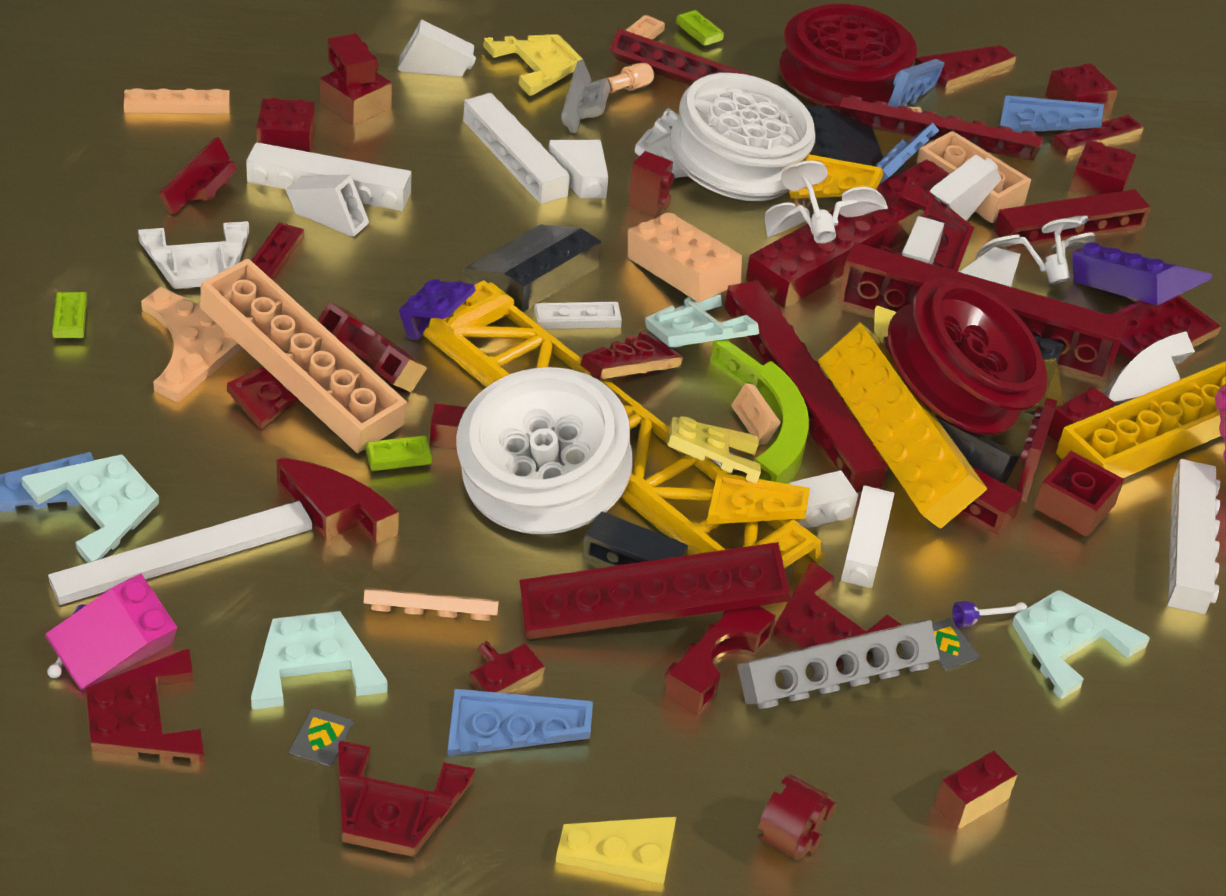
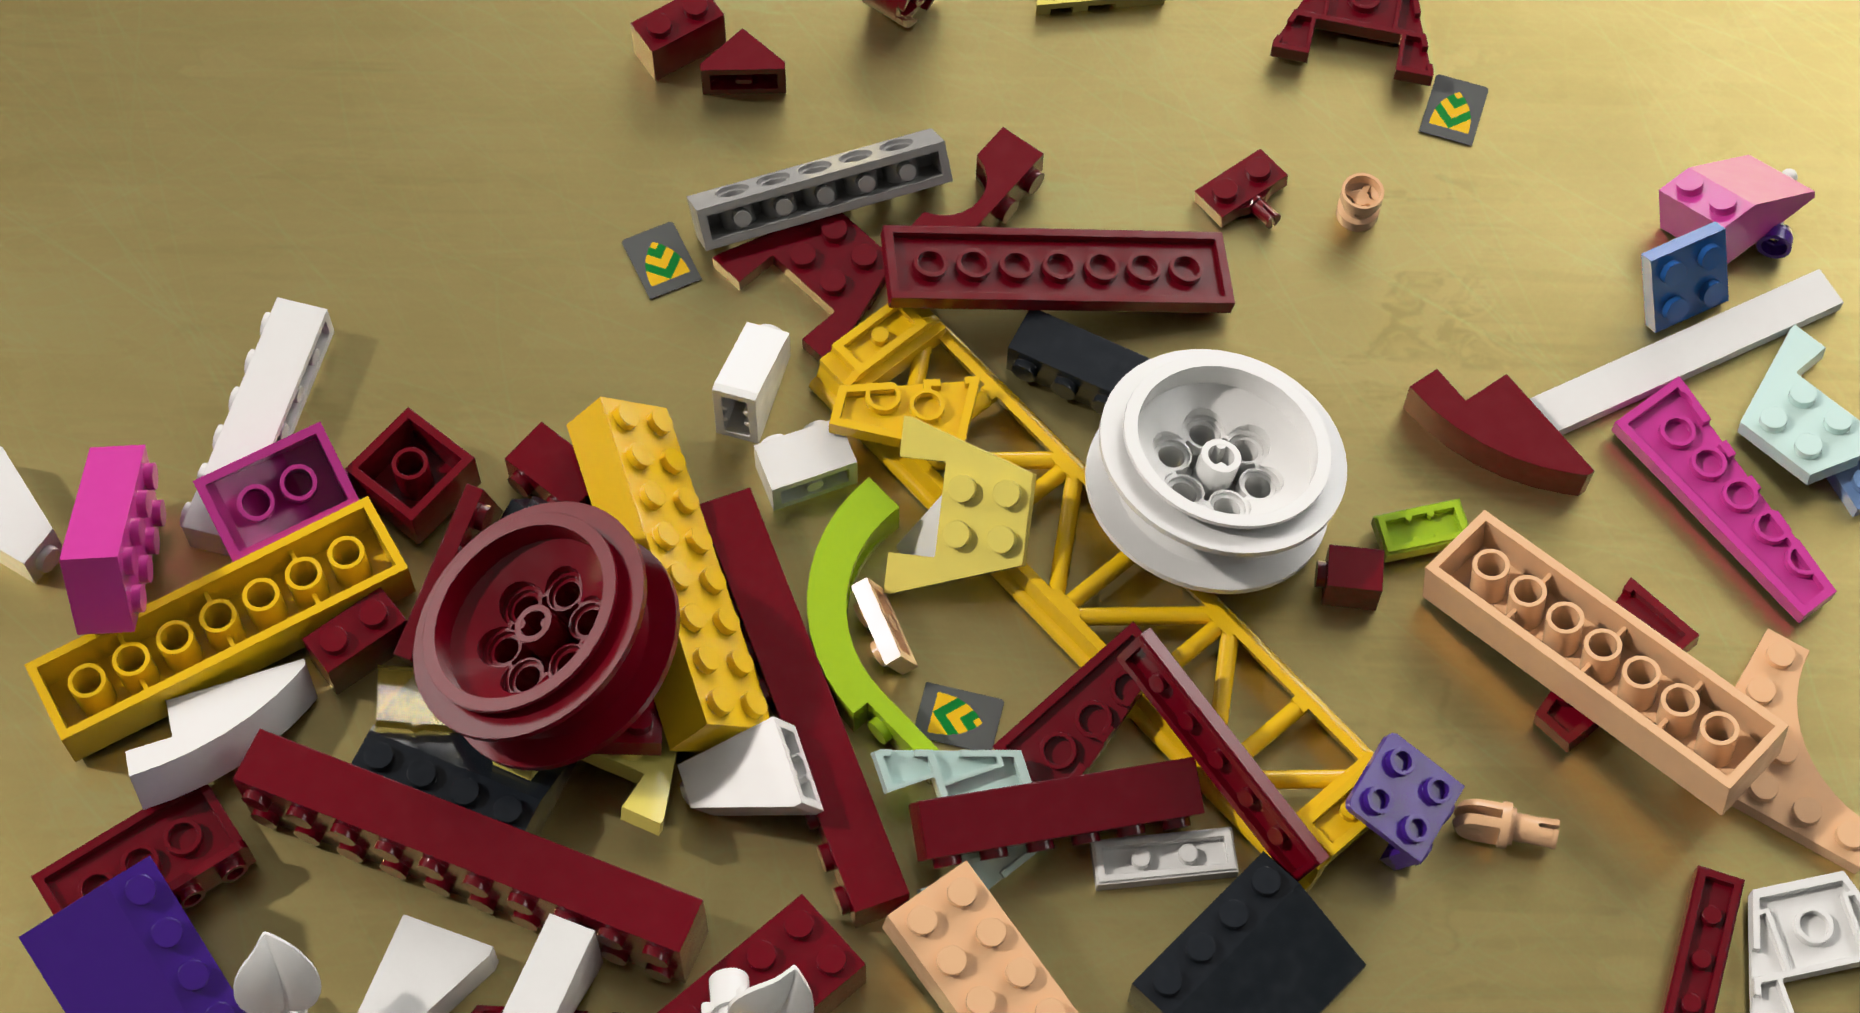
camera: 175 degrees left, 20 degrees up
(127, 712) = (1682, 116): dark red wing -> none
(178, 571) = (1685, 276): none -> blue plate
(193, 477) = (1685, 453): none -> dark pink wing
(313, 646) = (1486, 220): light aqua wing -> none
(375, 311) = (1501, 824): none -> light nougat arm
(376, 349) = (1451, 688): dark red arch -> none
(414, 650) = (1360, 202): none -> light nougat wheel
(416, 603) = (1346, 274): light nougat plate -> none
(509, 721) = (1237, 119): medium blue wing -> none
(551, 313) = (1221, 756): none -> dark red tile
(645, 311) = (1055, 810): none -> dark red brick
(703, 384) = (959, 717): none -> dark grey sticker
(815, 327) = (752, 775): none -> white slope
(914, 764) = (743, 68): none -> dark red slope
(967, 613) = (625, 288): dark purple hinge -> none
(1064, 626) = (499, 280): light aqua wing -> none
(1161, 477) = (275, 491): none -> dark pink slope

